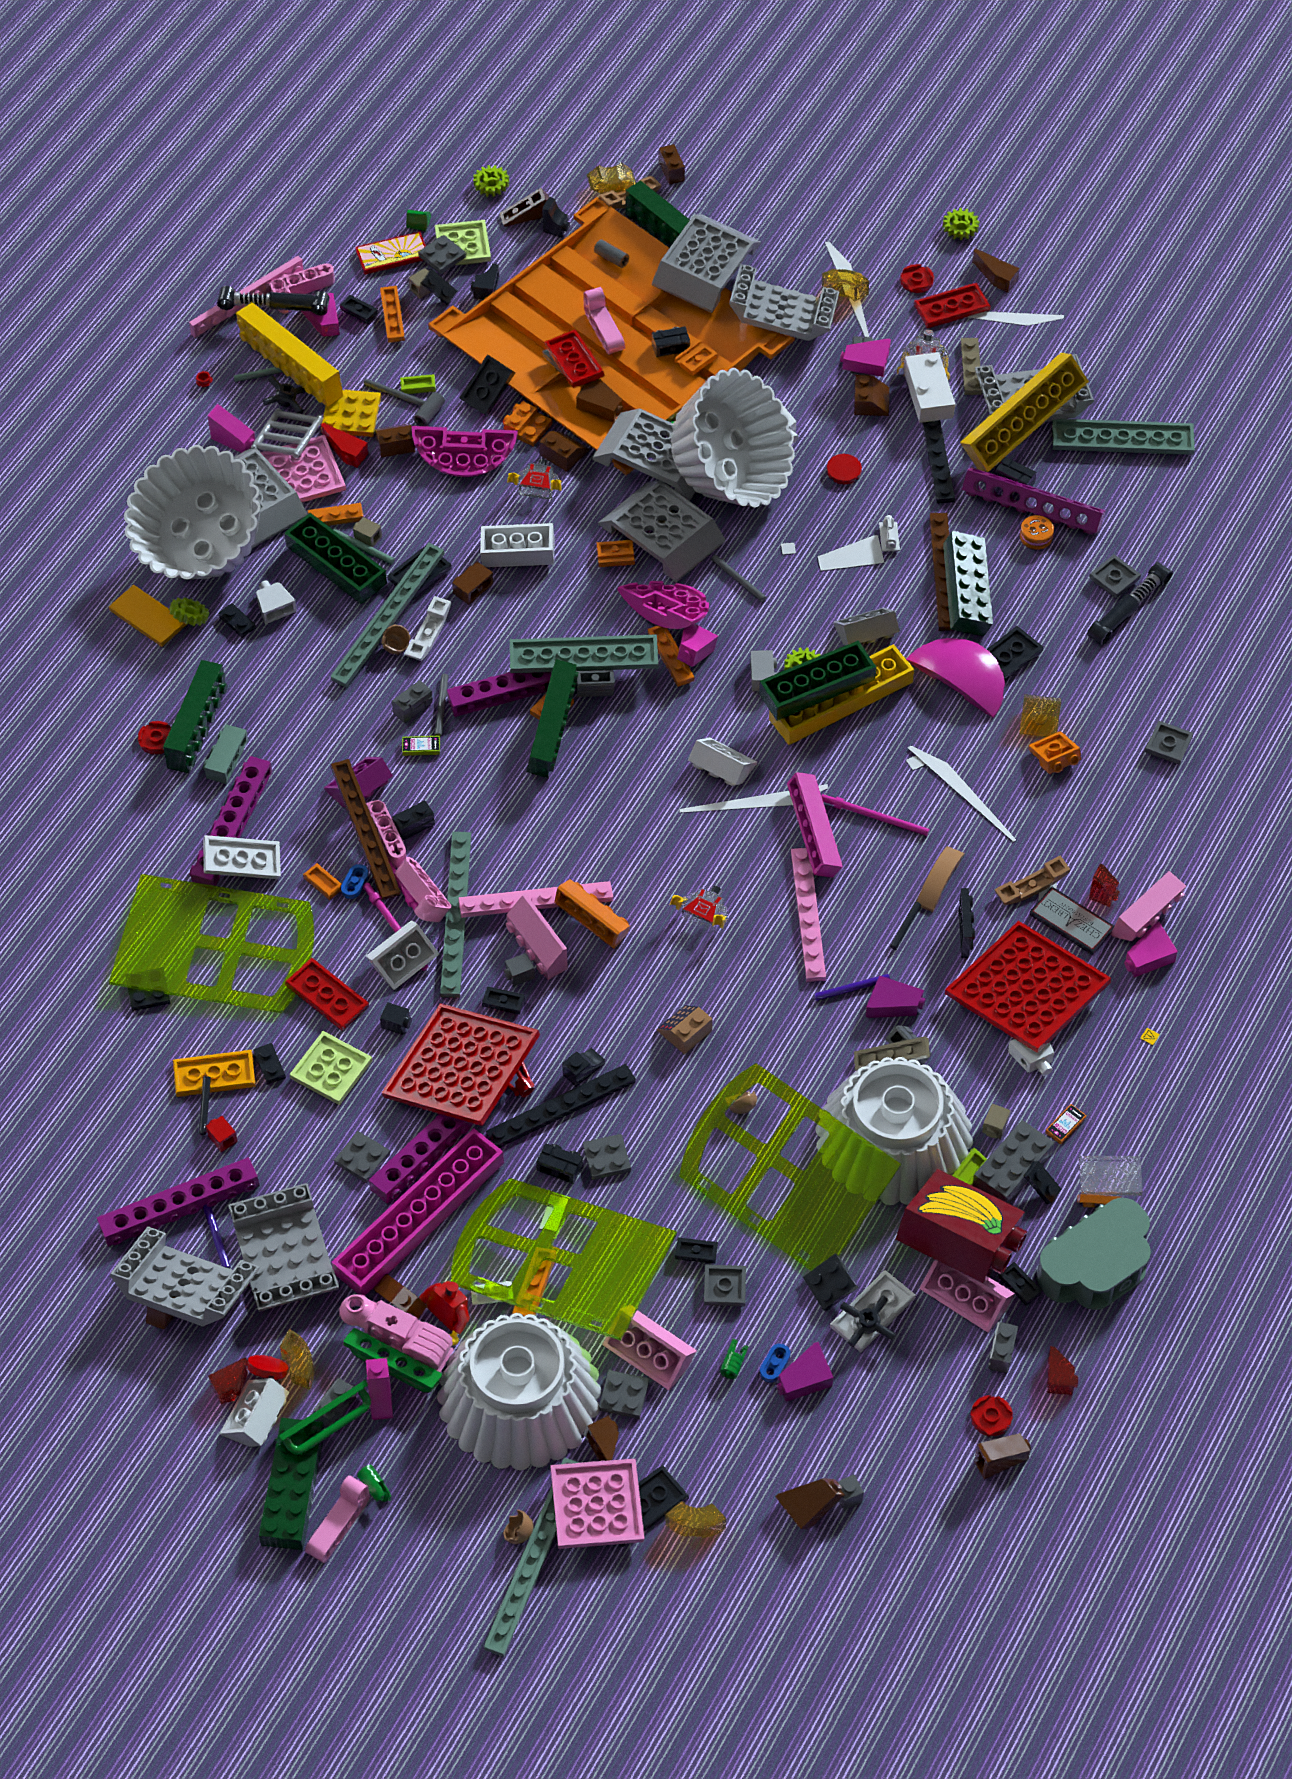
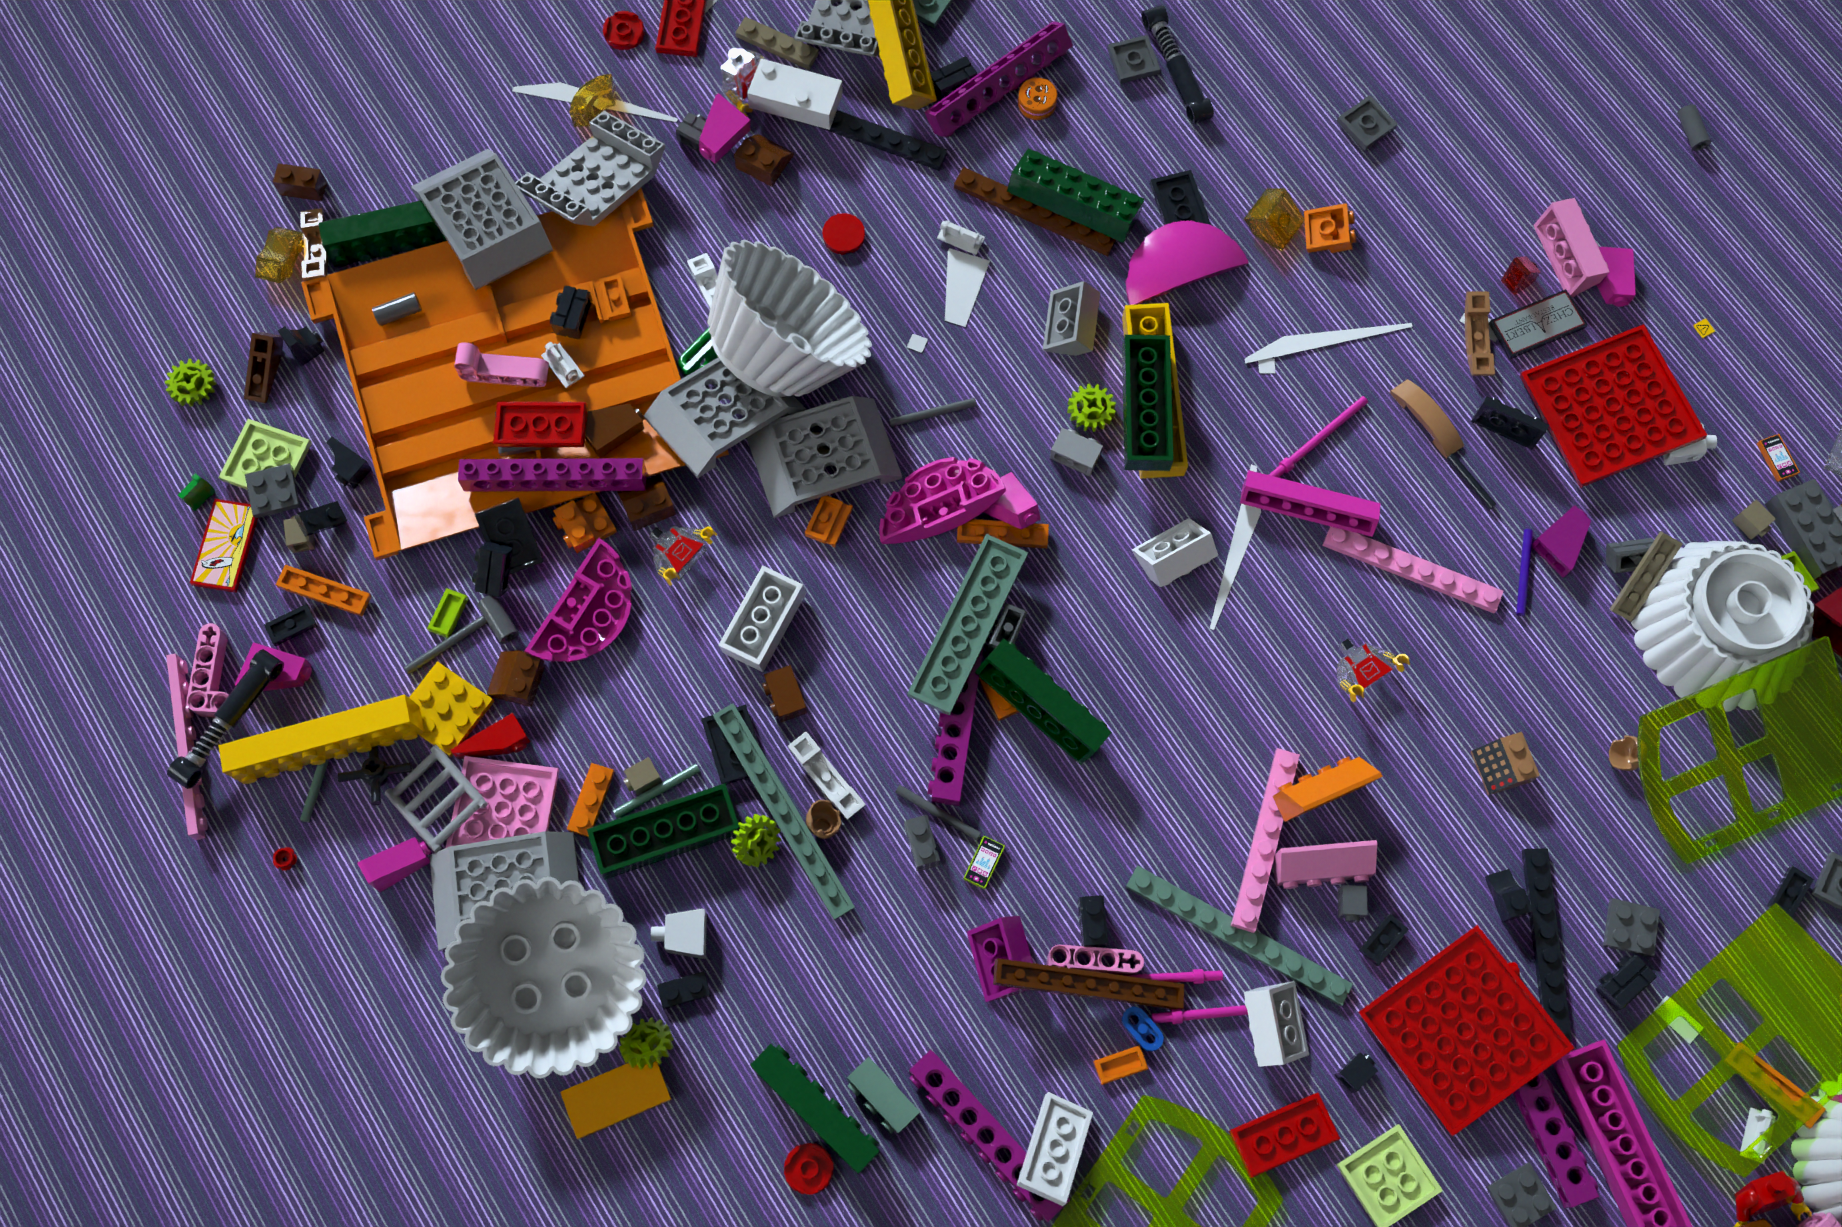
camera: 65 degrees left, 15 degrees up
(362, 613) = (756, 840): none -> lime gear
(431, 901) = (1199, 957): bright pink beam -> none
(459, 387) = (492, 569): none -> black brick
(543, 383) = (552, 474): none -> magenta brick
(630, 354) = (562, 364): none -> white hinge

